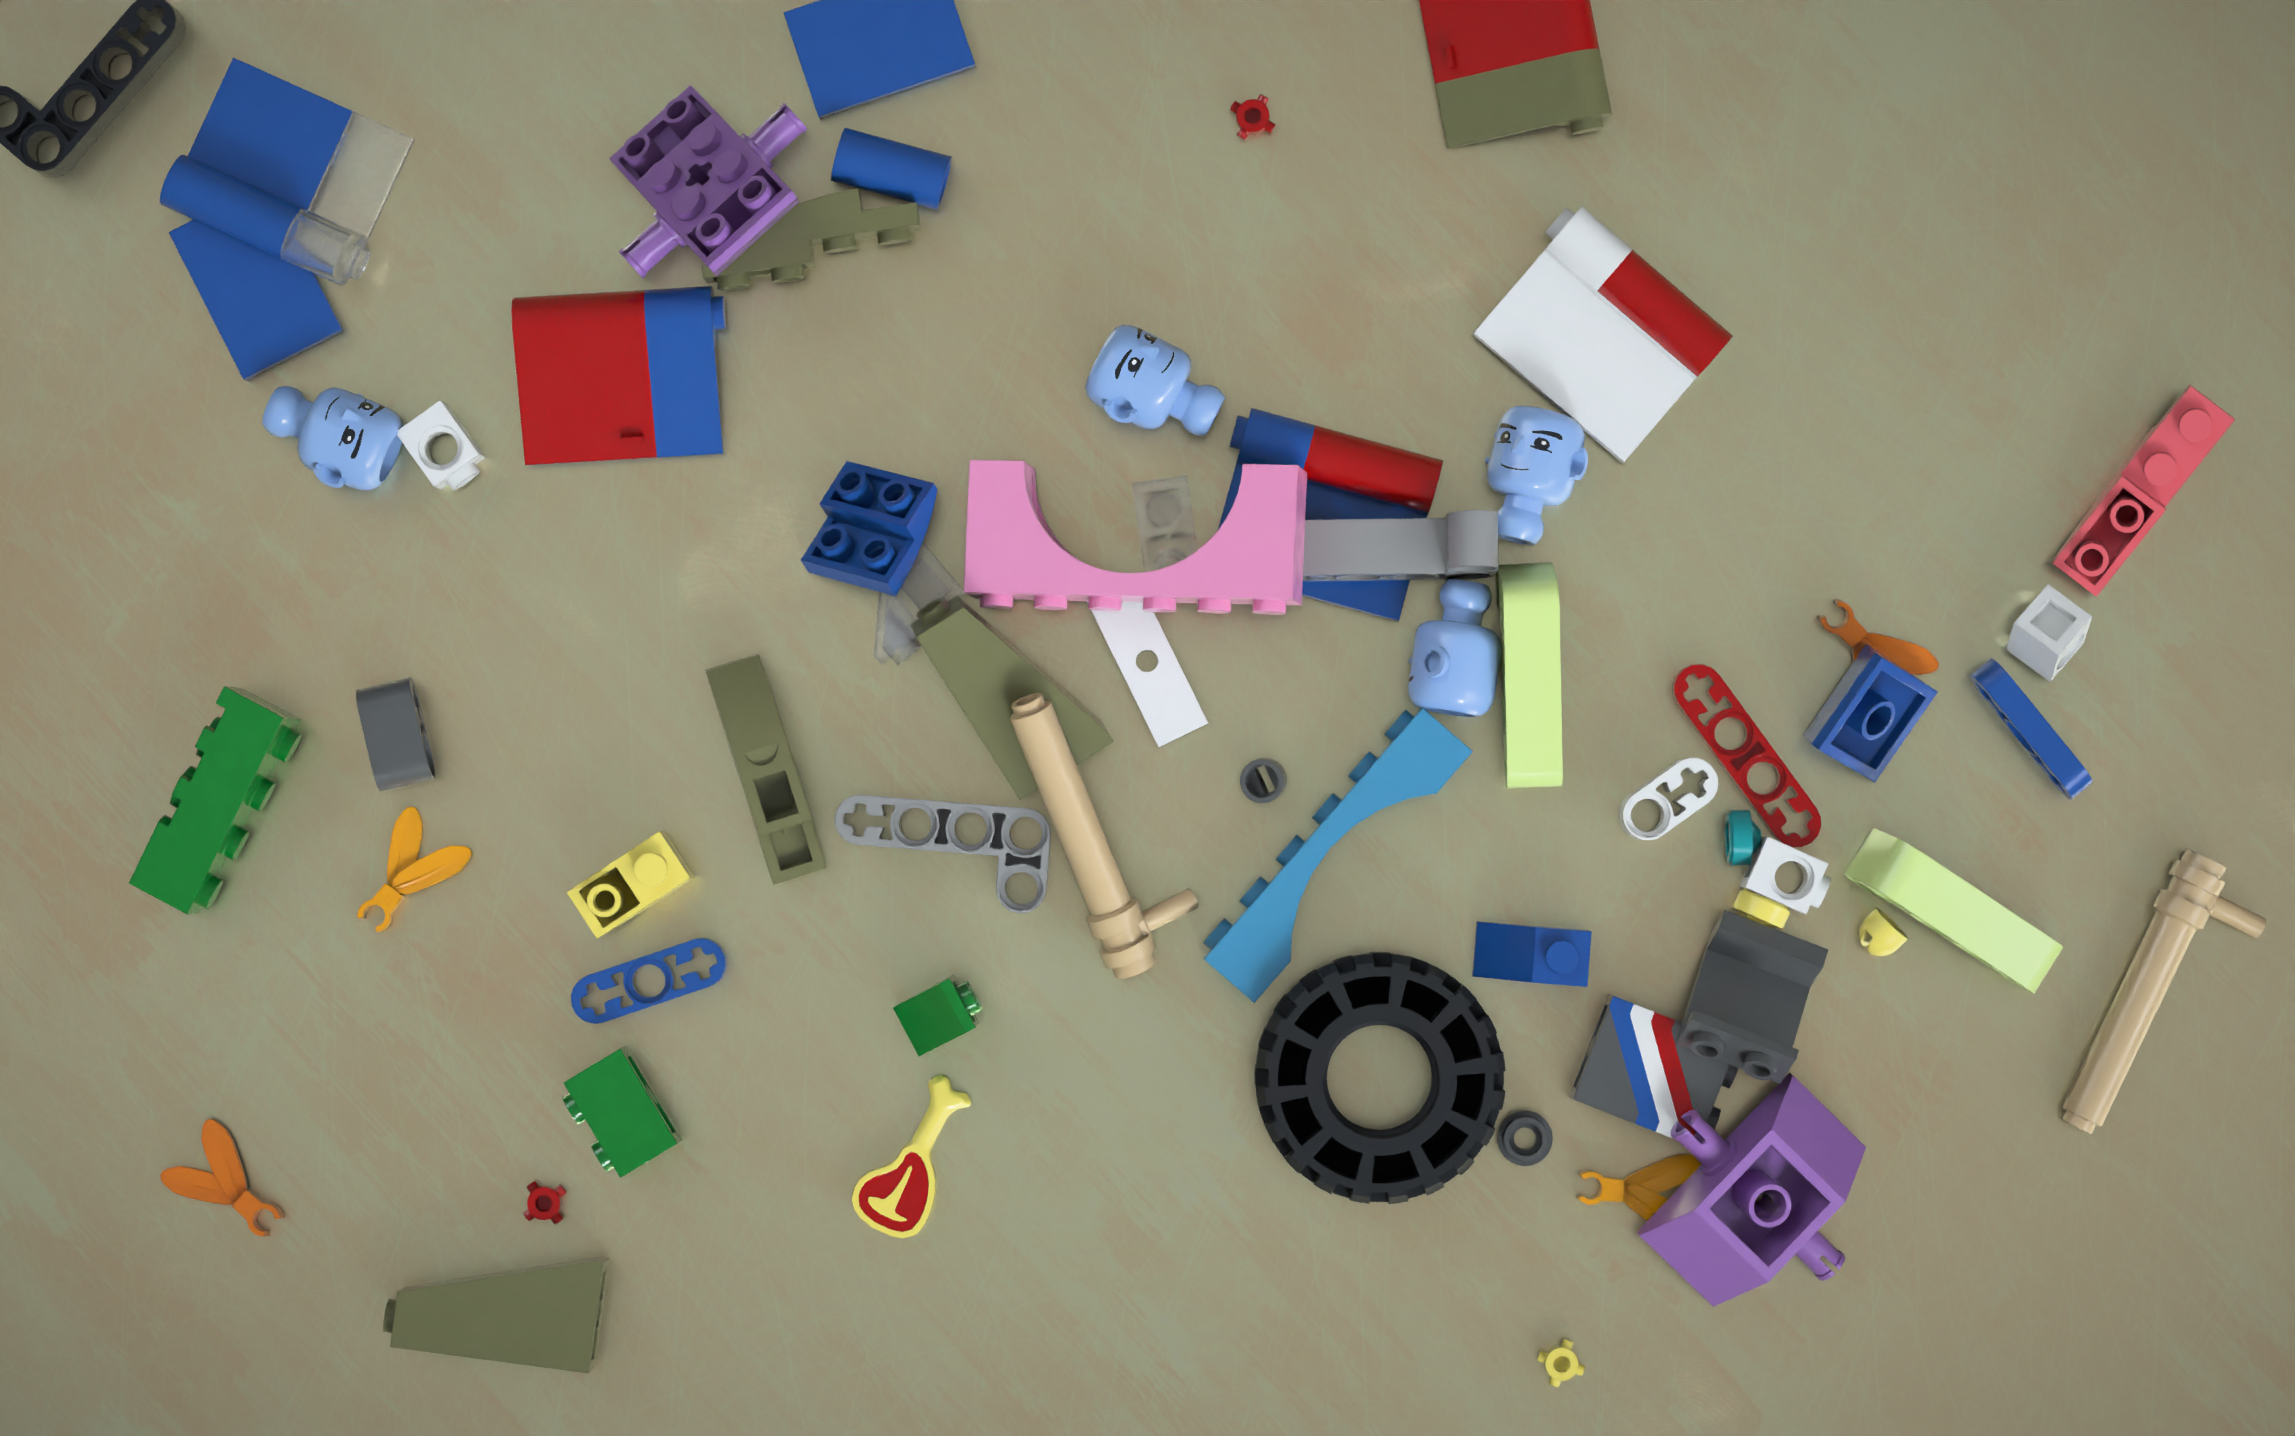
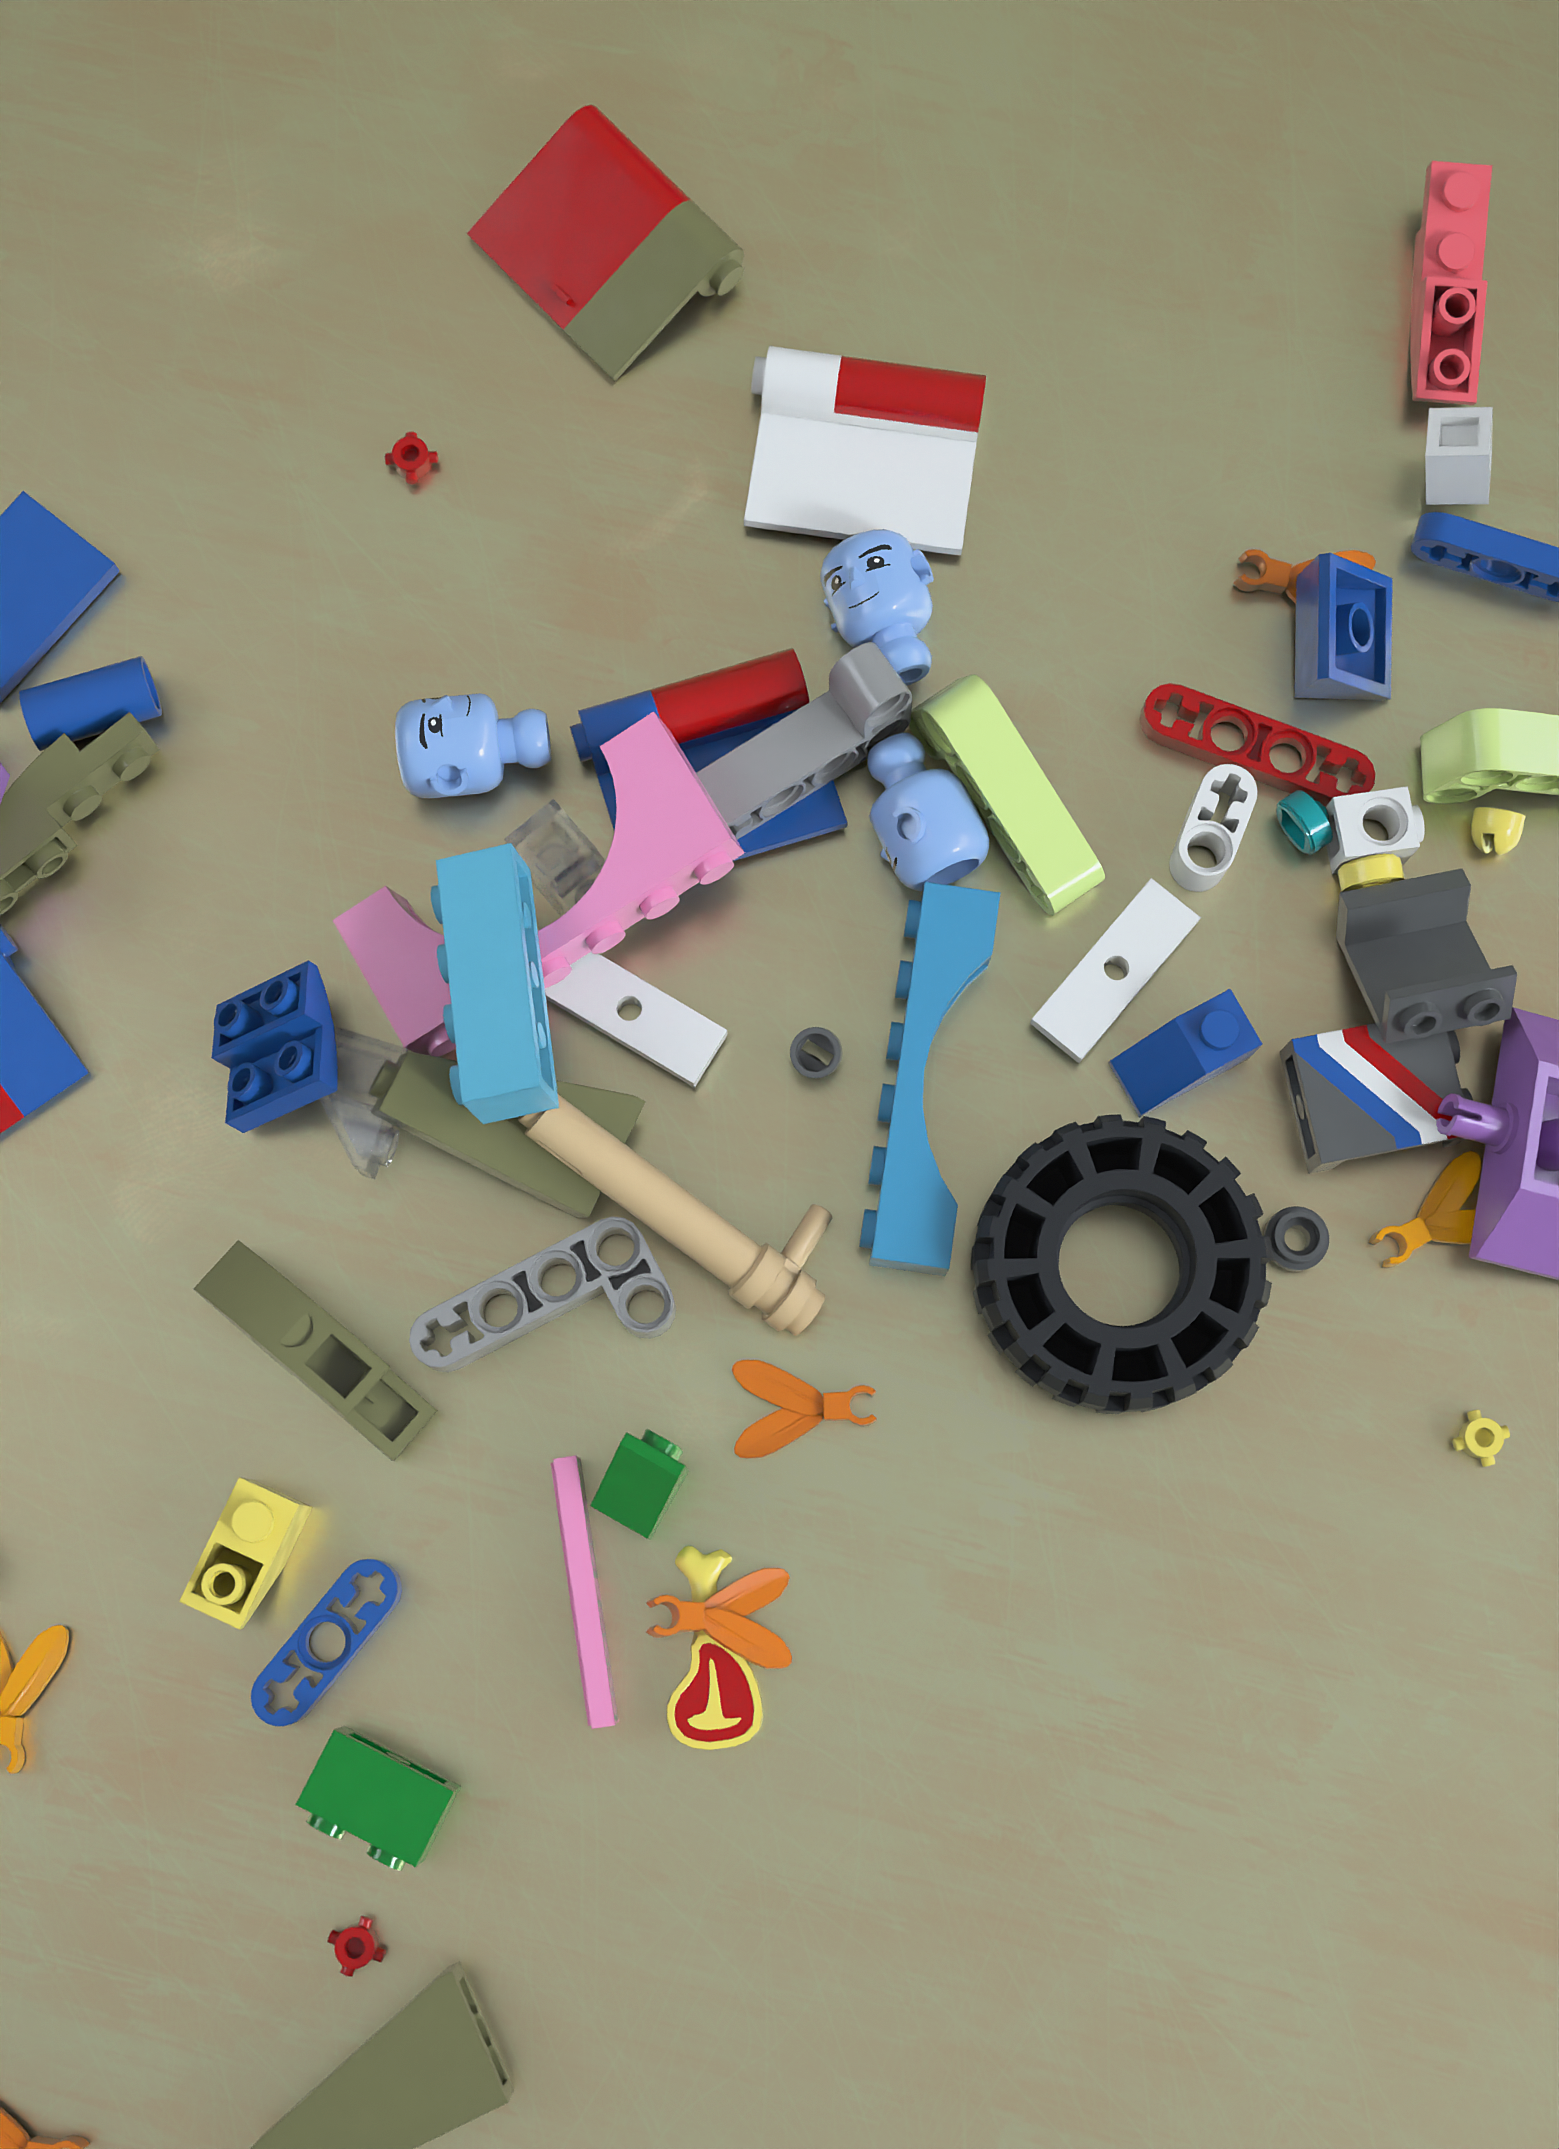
camera: 35 degrees left, 10 degrees down
(851, 1062) = (584, 1592): none -> bright pink tile
(937, 1145) = (724, 1620): none -> orange piece
(1055, 597) = (494, 985): none -> medium azure brick
(1088, 1026) = (800, 1407): none -> orange piece
(1556, 848) = (1137, 944): none -> white tile

